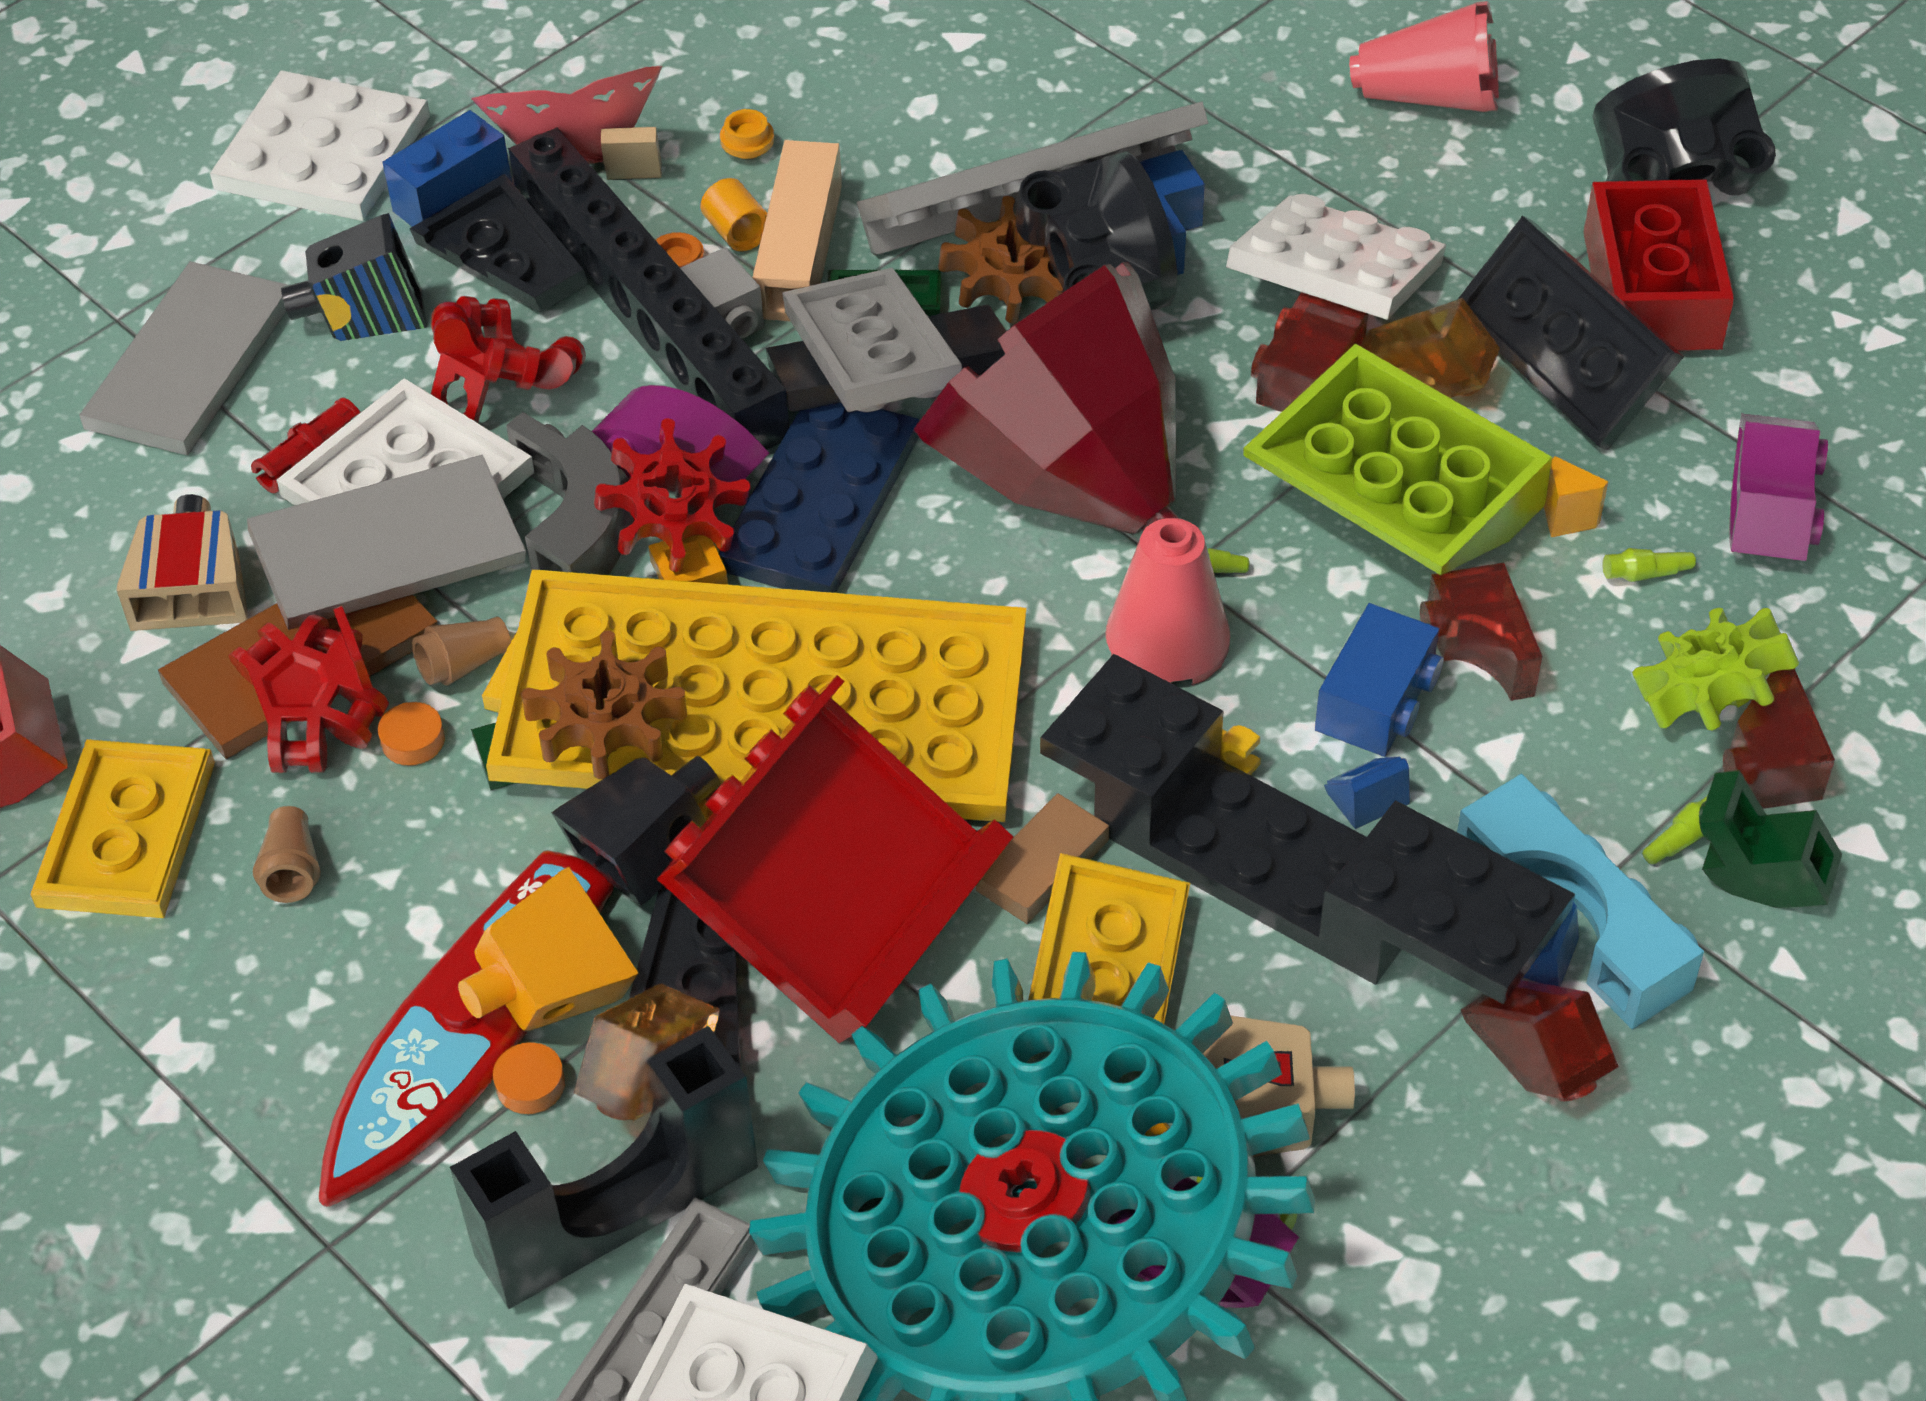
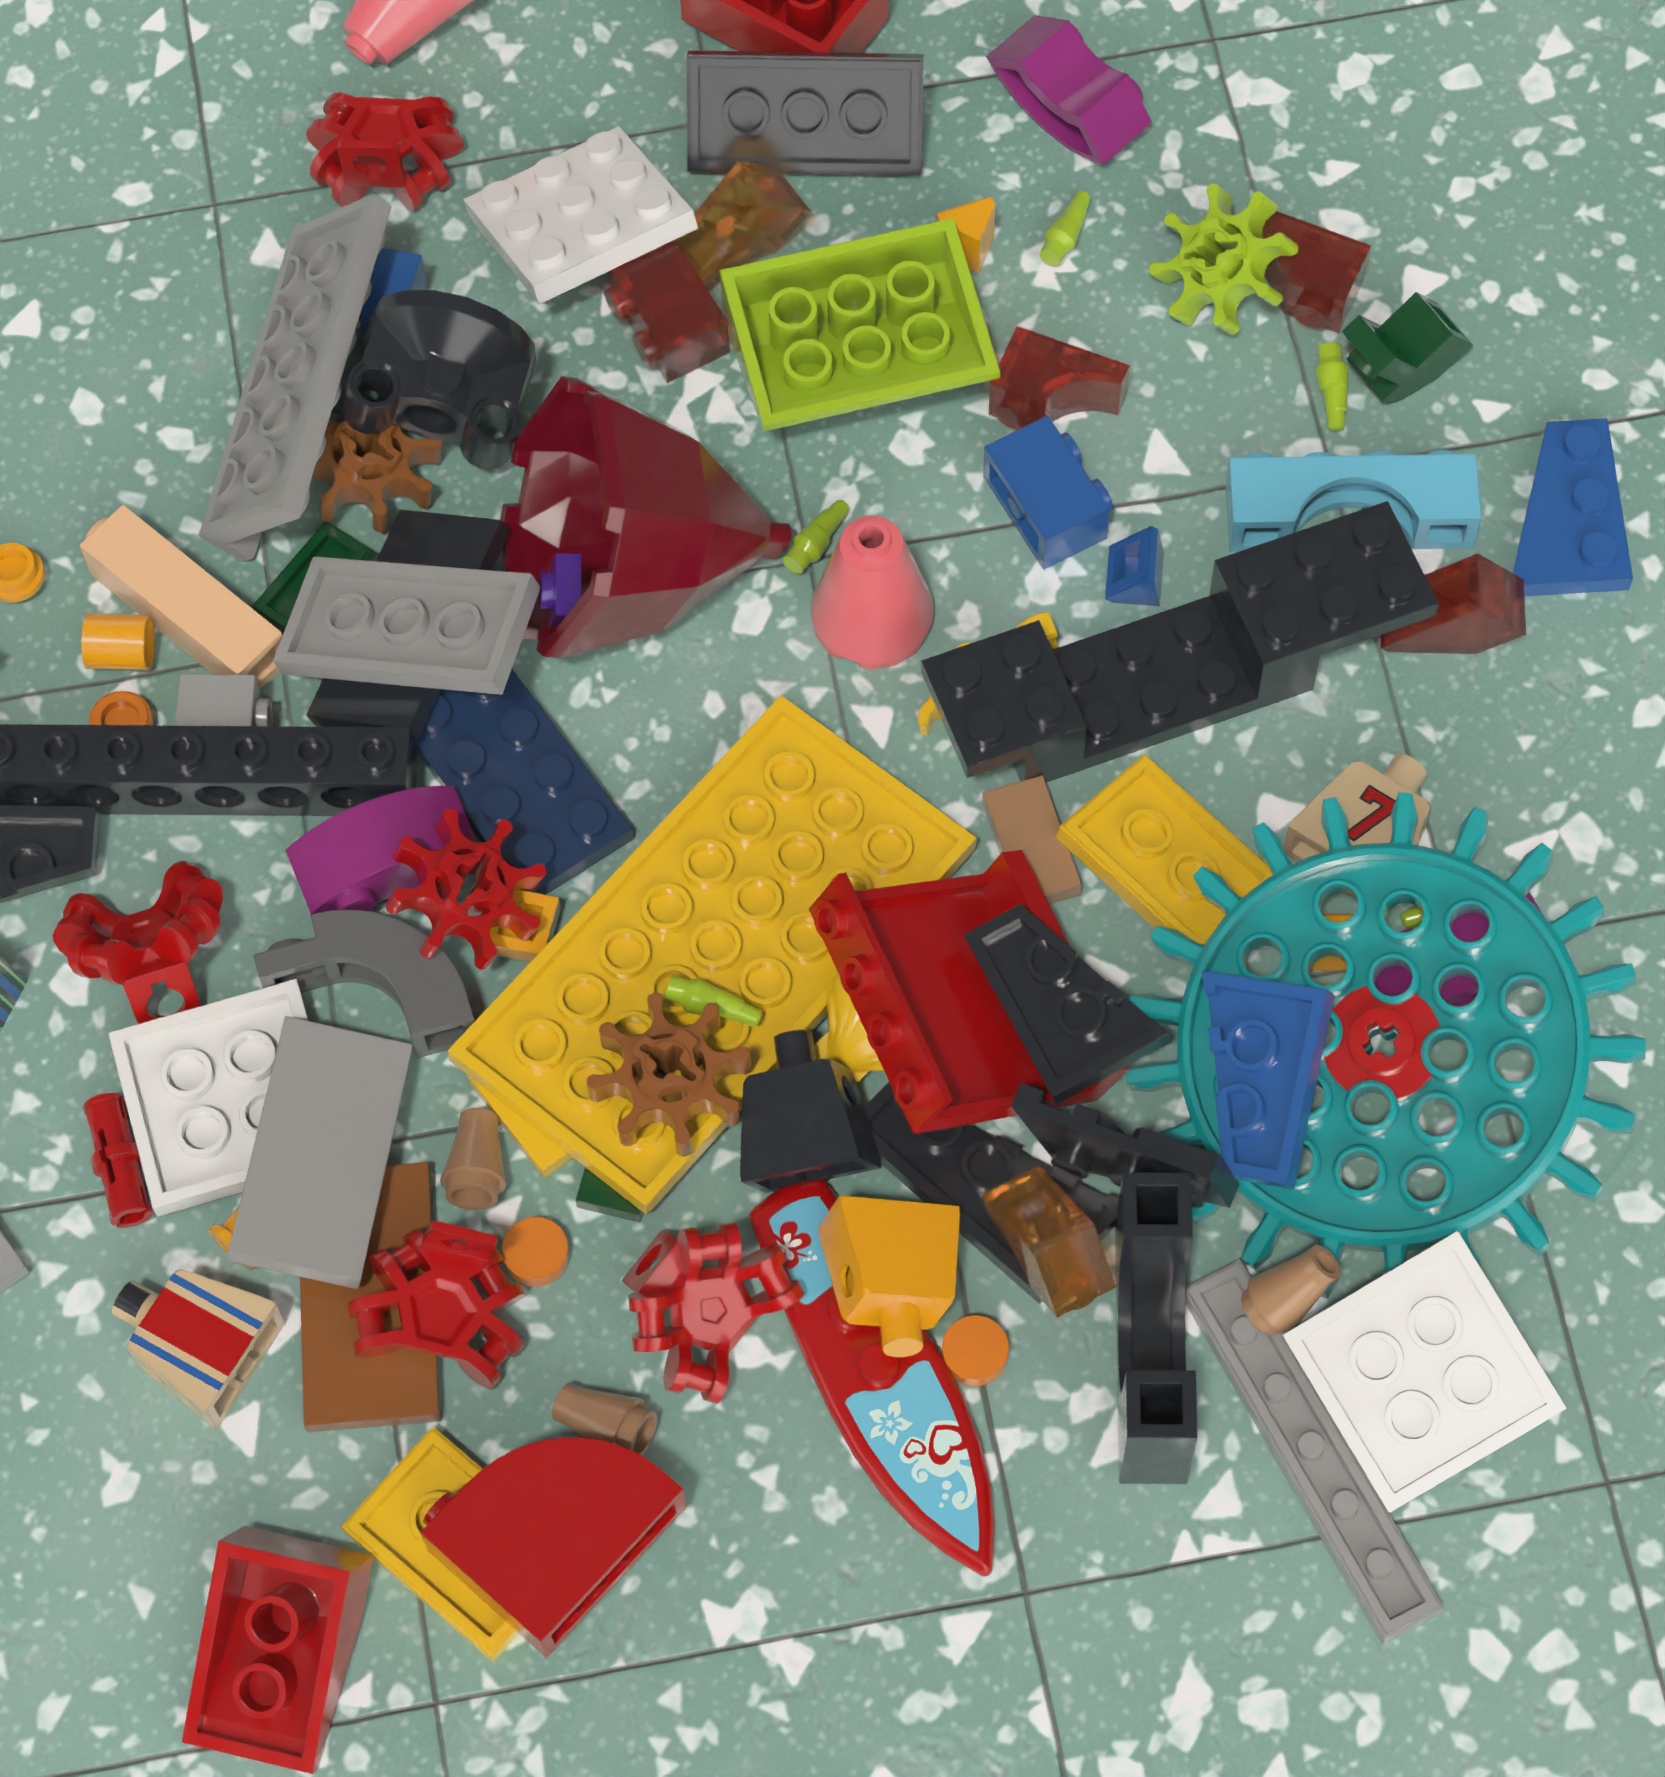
camera: 55 degrees left, 15 degrees up
(147, 861) = (552, 1530): none -> red brick
(431, 861) = (705, 1304): none -> red piece
(699, 701) = (696, 993): none -> lime piece
(732, 1262) = (1287, 1291): none -> medium nougat cone
(765, 1055) = (1096, 1146): none -> black wing
(874, 932) = (1060, 1007): none -> black wing
(926, 1108) = (1267, 1070): none -> blue wing
(1292, 113) = (379, 136): none -> red piece
(1734, 1086) = (1574, 515): none -> blue wing

